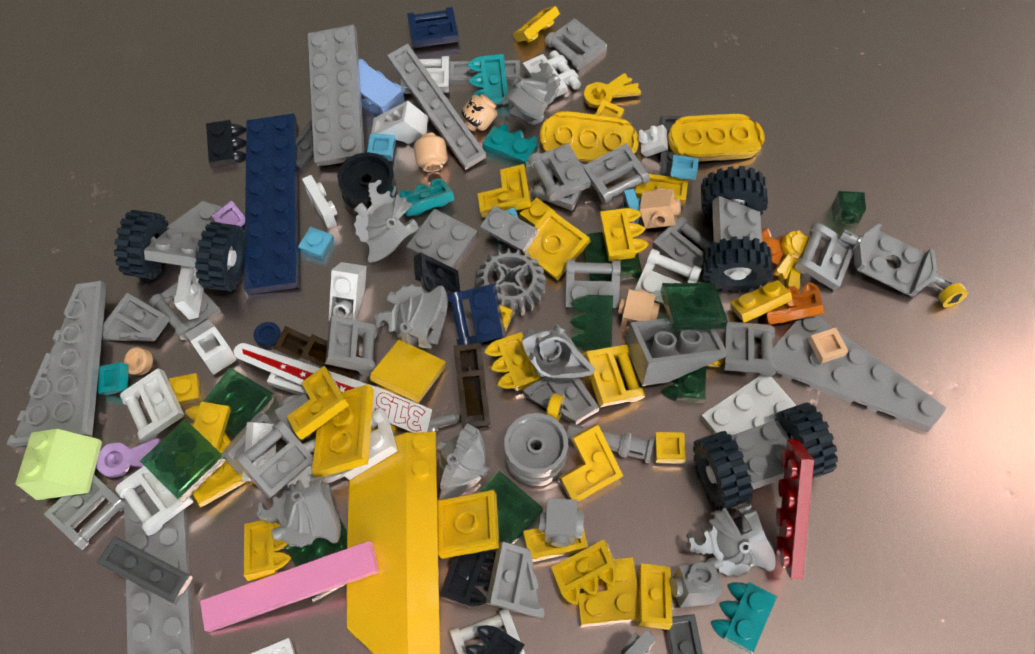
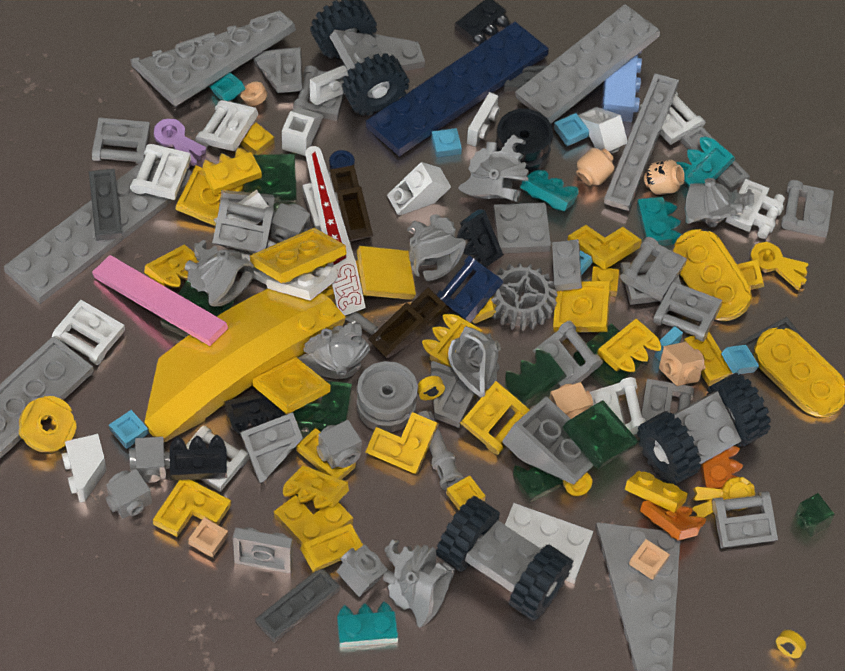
camera: 50 degrees right, 5 degrees down
(58, 464) = (138, 99): yellowish green slope -> none
(183, 460) = (196, 168): clear green plate -> none
(229, 215) = (417, 68): lavender tile -> none
(324, 403) = (309, 228): yellow plate -> none
(343, 344) = (371, 211): light grey plate -> none
(433, 28) = (723, 96): dark blue plate -> none
(530, 29) = (808, 167): yellow plate -> none
(653, 140) = (752, 323): white tile -> none
(740, 348) = (600, 497): light grey plate -> none
(795, 508) = (464, 594): red plate -> none
(914, 267) = (788, 556): light grey plate -> none

